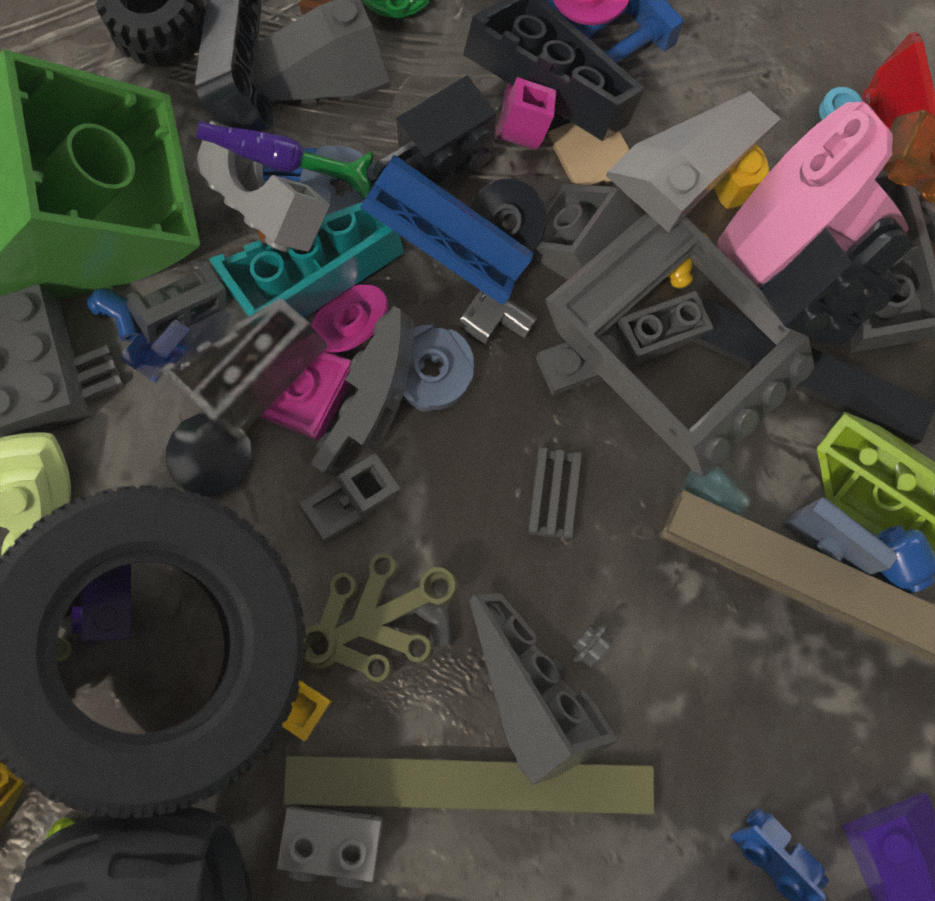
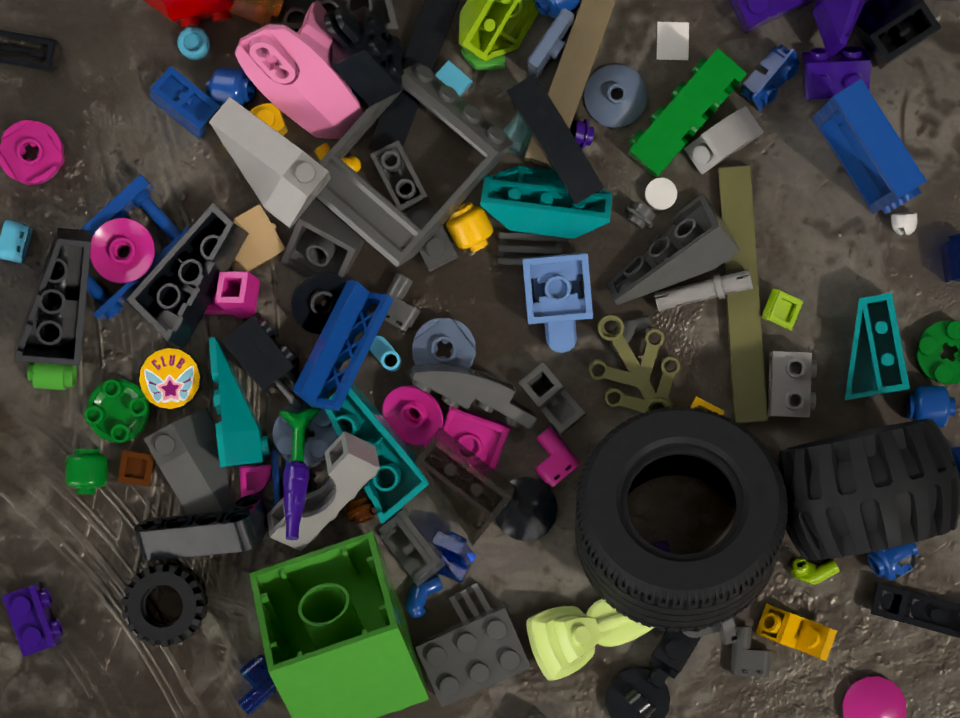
camera: 90 degrees left, 10 degrees up
(233, 241) = (361, 510): none -> reddish brown plate
(267, 503) = (559, 458): none -> dark pink piece
(295, 125) = (254, 478): none -> dark pink tile
(362, 104) = (239, 432): none -> teal wedge
(429, 45) = (170, 378): none -> tile
(432, 292) = (381, 350): none -> medium azure piece
(442, 842) = (782, 309): none -> lime tile
(482, 745) = (703, 290): none -> light grey pin
(489, 521) = (558, 296): none -> medium blue brick
(591, 413) = (469, 227): none -> yellow head
(619, 514) = (539, 204): none -> teal wedge
(620, 679) = (660, 194): none -> white tile
(695, 778) = (723, 139): none -> light grey brick
(708, 528) = (554, 139): none -> black slope
(708, 575) = (582, 132): none -> dark purple plate
(737, 632) = (614, 112): none -> sand blue dish
(738, 728) = (686, 114): none -> green wedge
(778, 75) = (183, 102): none -> blue hinge
(784, 134) = (233, 84): none -> blue head
(788, 414) = (453, 77): none -> medium azure tile
(808, 457) = (495, 63): none -> bright green arm
(833, 718) = (672, 40): none -> white sticker

